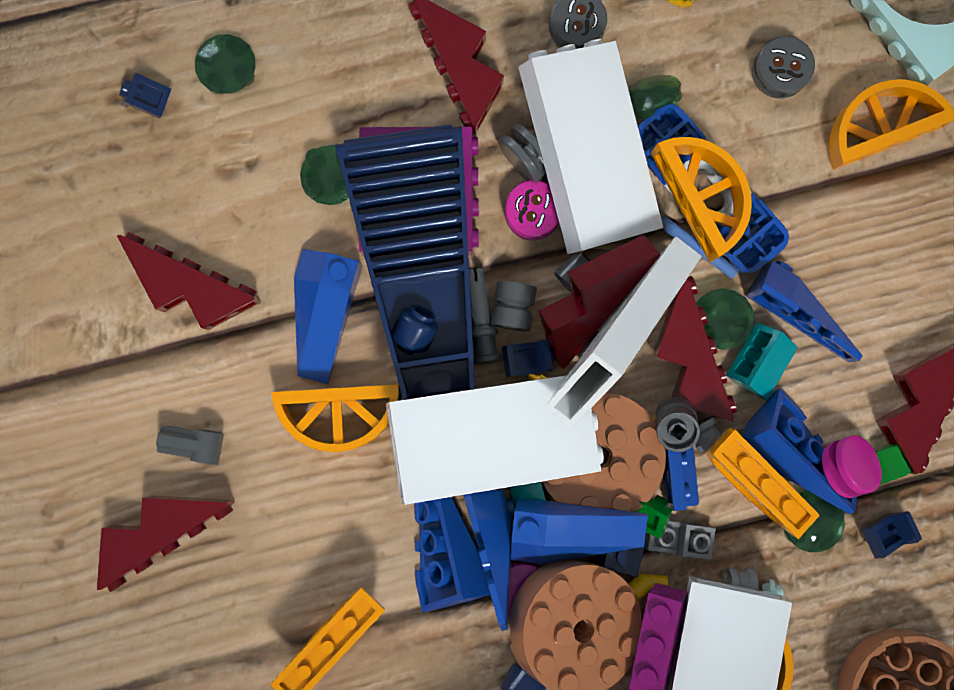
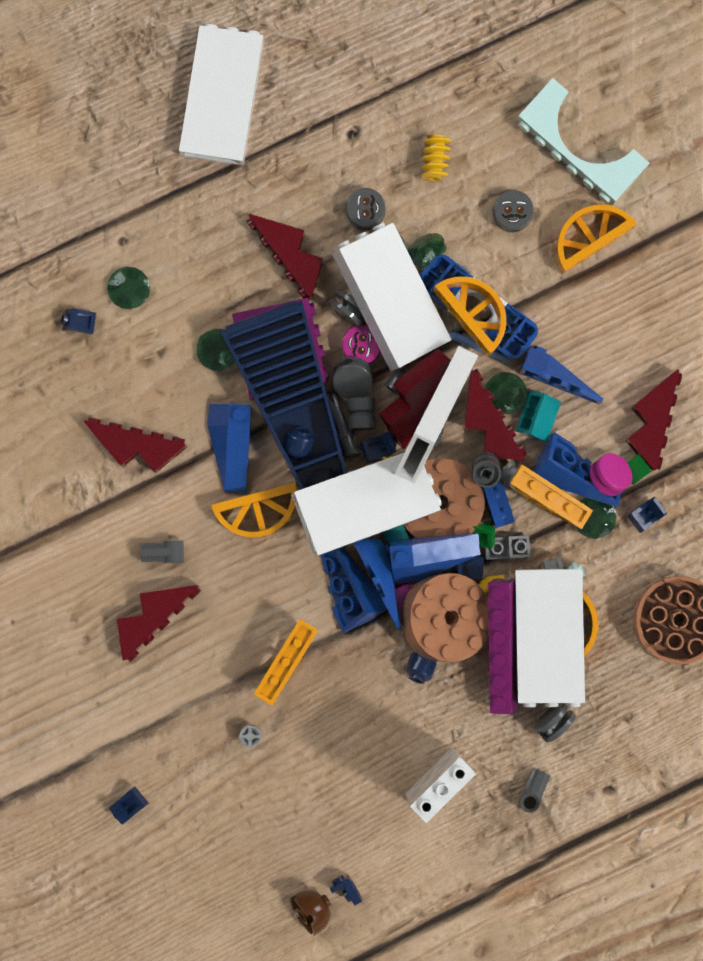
camera: 10 degrees left, 0 degrees up
(511, 252) = (352, 378): none -> dark grey head

